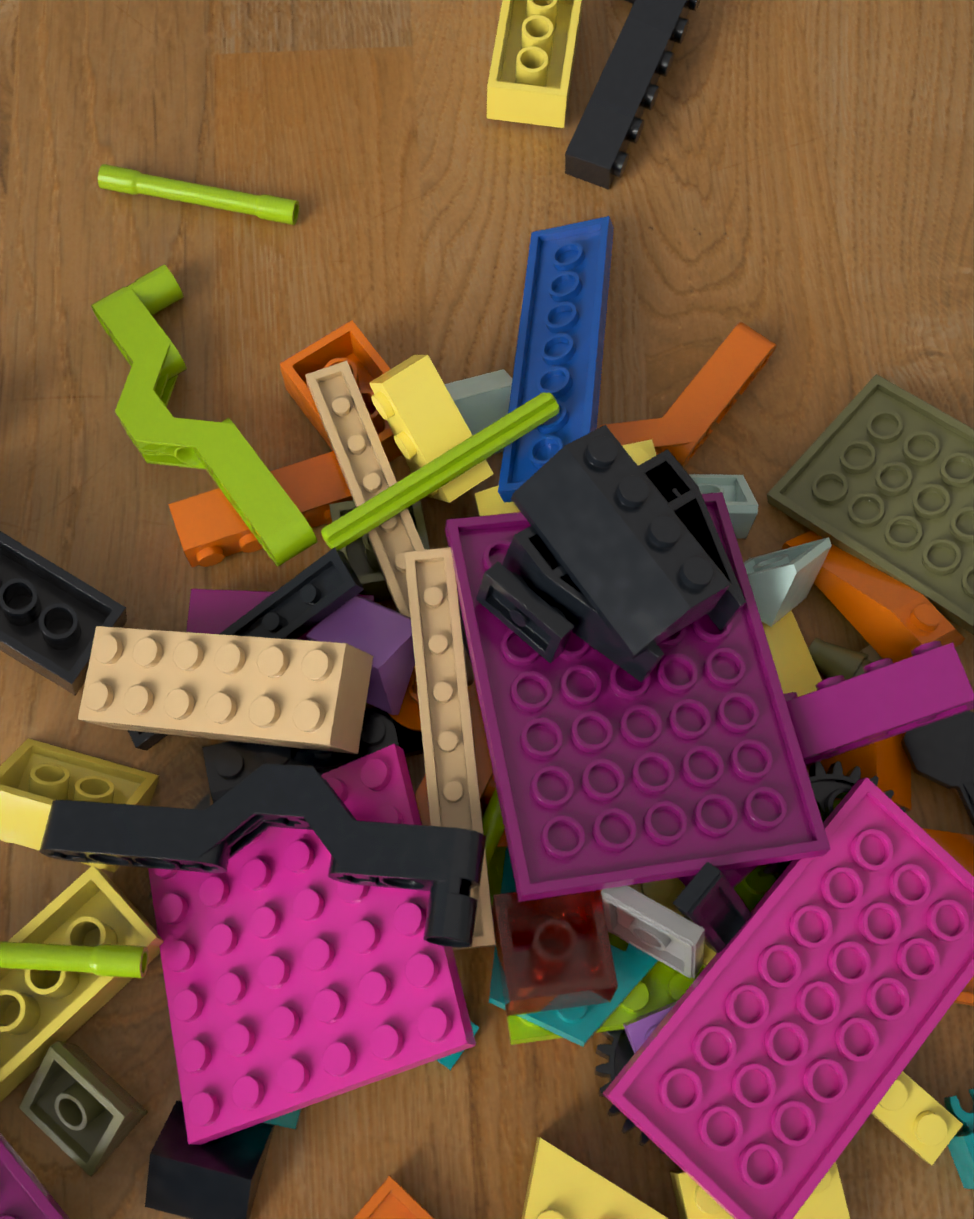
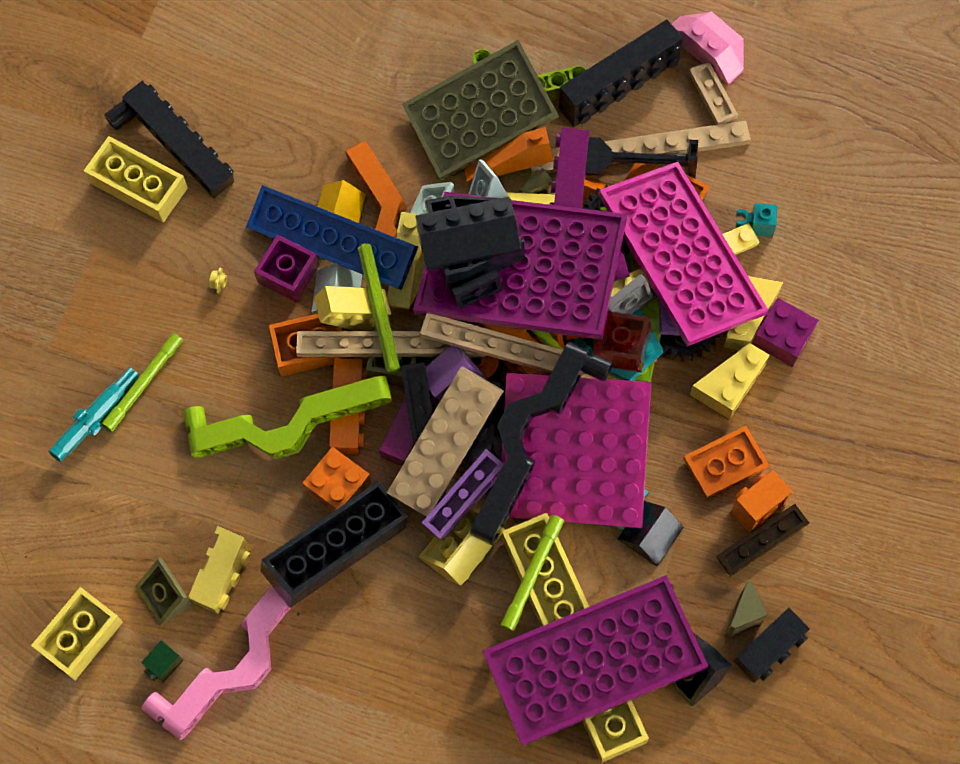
camera: 65 degrees left, 0 degrees up
(80, 1106) = (605, 576): olive slope -> none
(101, 144) = (88, 420): none -> teal piece
(116, 544) = (336, 480): none -> orange brick
(132, 763) = (463, 495): none -> medium lavender brick
(416, 227) = (218, 280): none -> light yellow plate
(477, 314) = (286, 268): none -> magenta brick
(640, 362) = (343, 200): none -> yellow slope
(714, 906) = (631, 268): black tile -> none

